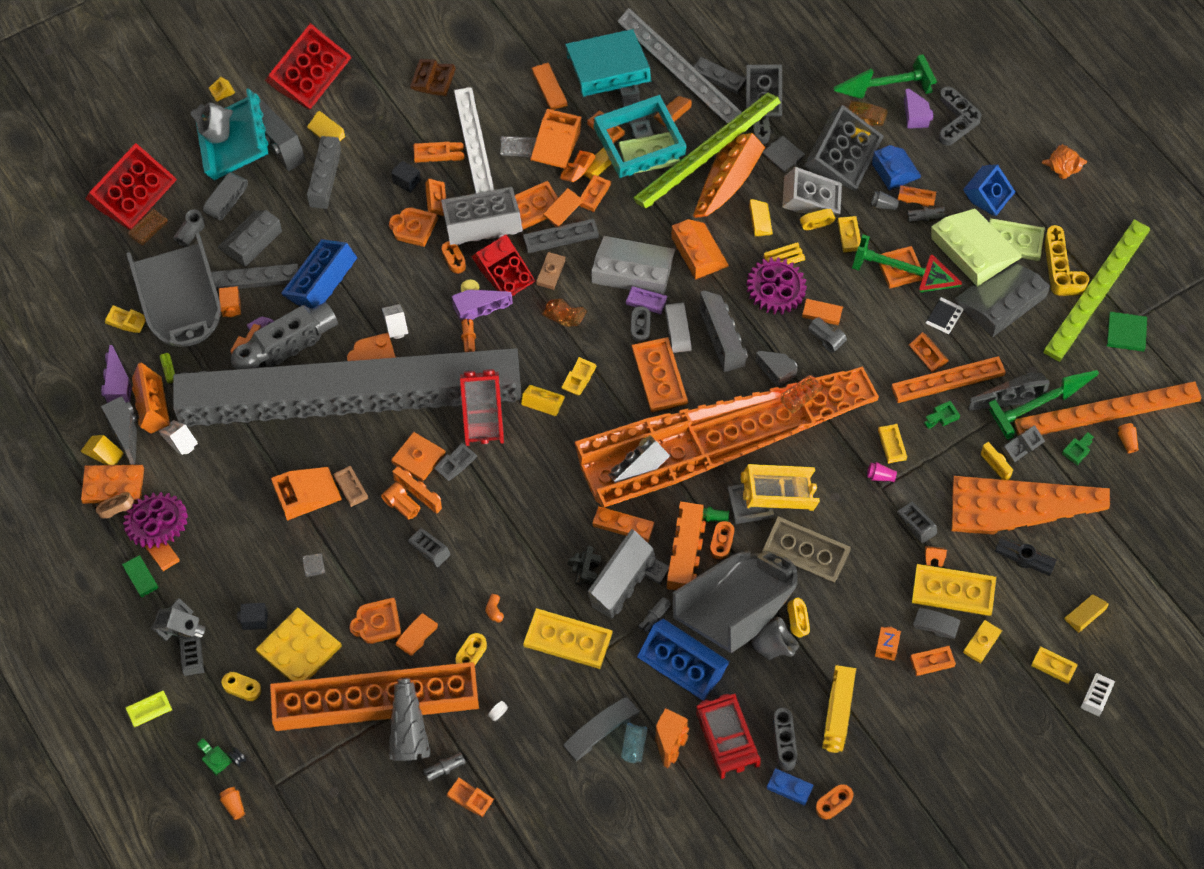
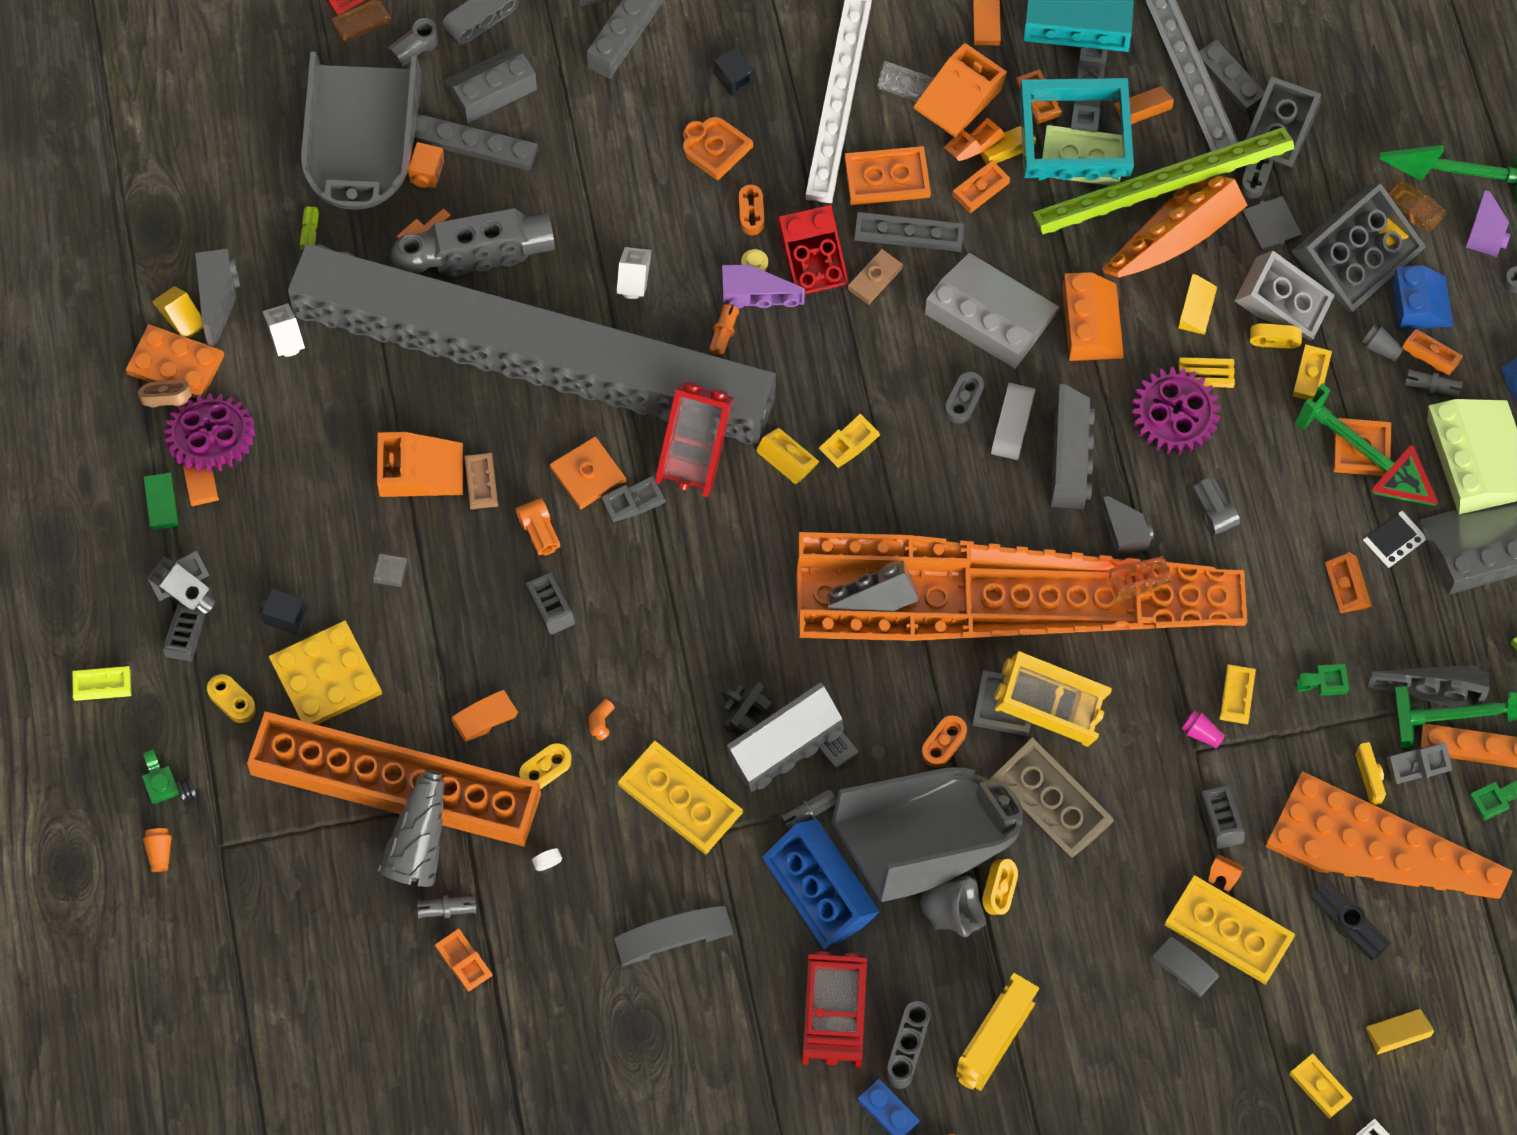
camera: 20 degrees right, 5 degrees up
(116, 379) = (234, 223): medium lavender slope -> none
(125, 320) = (279, 140): yellow slope -> none
(150, 399) = (266, 265): orange slope -> none
(262, 321) = (455, 209): medium lavender arm -> none
(320, 273) = (560, 170): blue slope -> none
(372, 348) = (587, 302): orange plate -> none
(377, 621) = (440, 679): orange plate -> none
(417, 489) = (567, 518): orange plate -> none
(435, 193) = (762, 116): orange plate -> none
(438, 152) = (792, 50): orange hinge -> none
(481, 215) = (810, 165): light grey slope -> none
(562, 207) = (927, 193): orange slope -> none
(562, 313) = (866, 344): clear orange slope -> none
(622, 523) = (821, 668): orange plate -> none
(634, 743) = (705, 973): clear light blue hips -> none
(640, 297) = (988, 365): medium lavender plate -> none
(659, 374) = (959, 478): orange plate -> none
(670, 734) = (758, 979): orange slope -> none
(686, 545) = (890, 731): orange wedge -> none
(711, 514) = (942, 698): green pin -> none
(827, 312) = (1225, 470): orange tile -> none
(887, 643) = (1105, 968): orange brick -> none
(932, 660) = (1156, 1015): orange plate -> none
(948, 379) = (1356, 632): orange plate -> none
(982, 641) = (1237, 1015): yellow plate -> none

